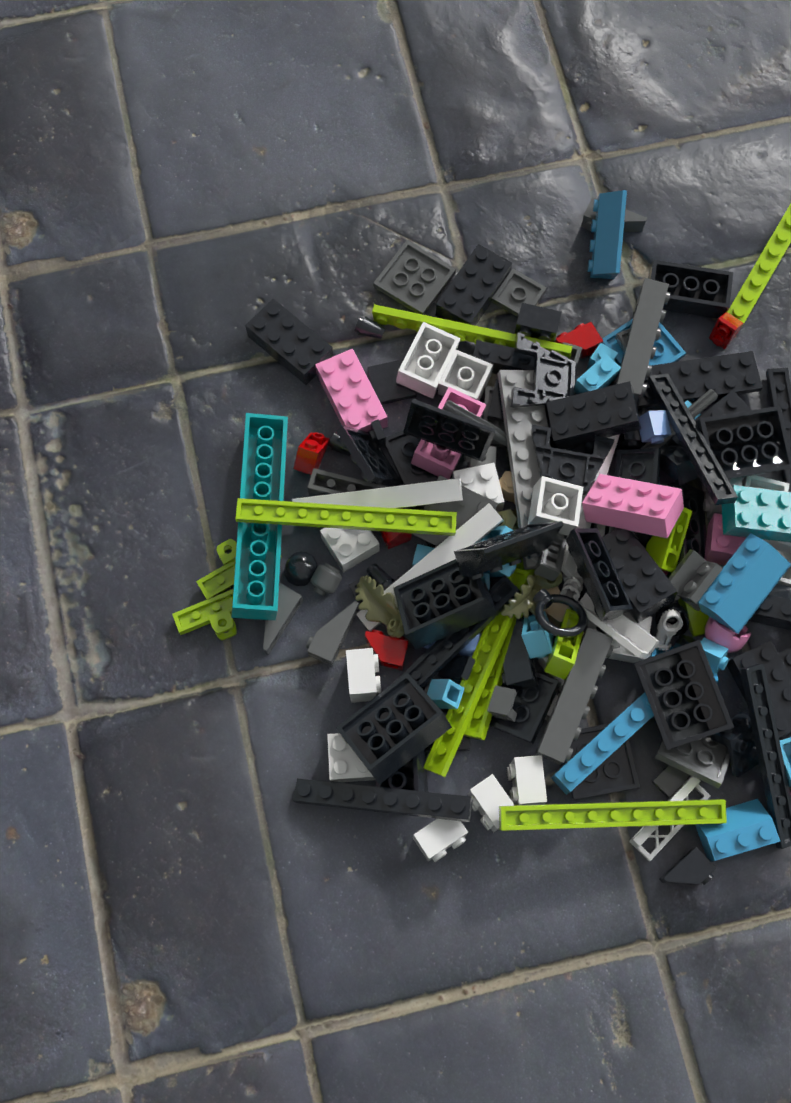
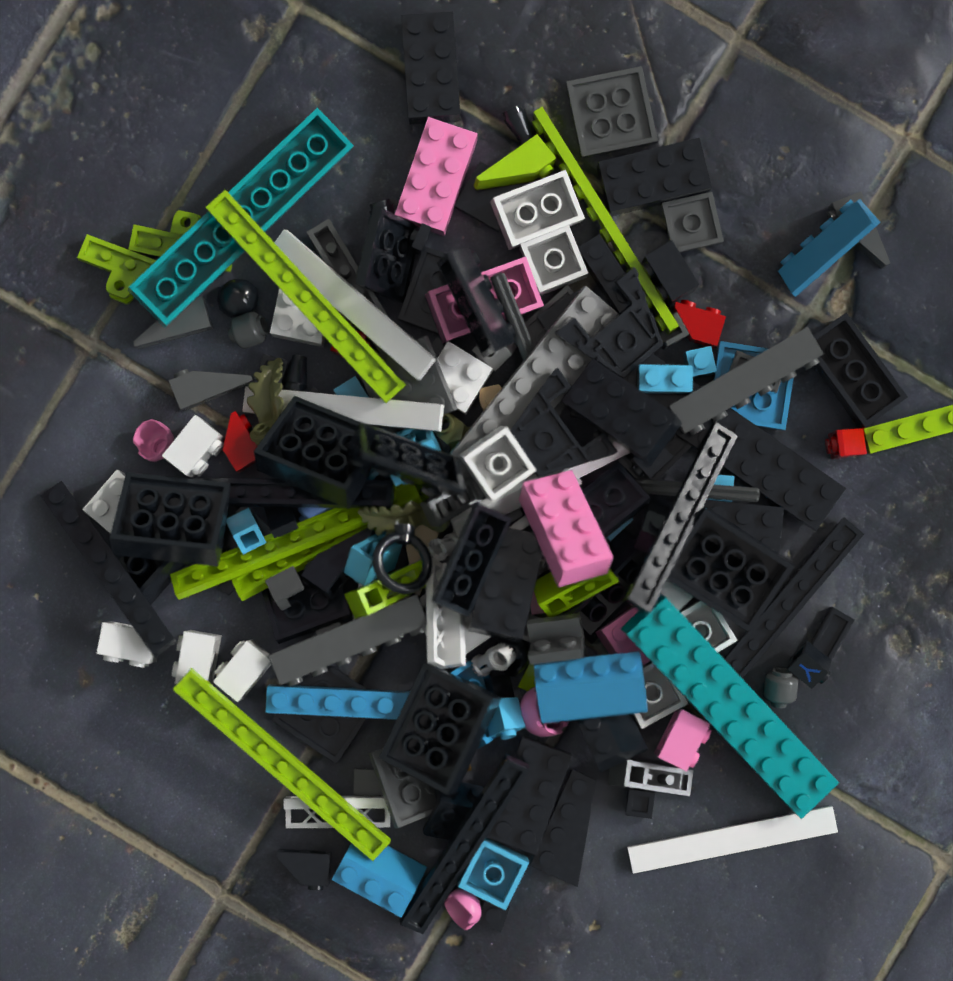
camera: 45 degrees right, 15 degrees up
(311, 452) = (347, 198): red slope -> none
(332, 697) = (152, 439): none -> bright pink hair
(394, 347) = (520, 166): none -> lime slope
(654, 426) = (666, 474): medium blue brick -> none

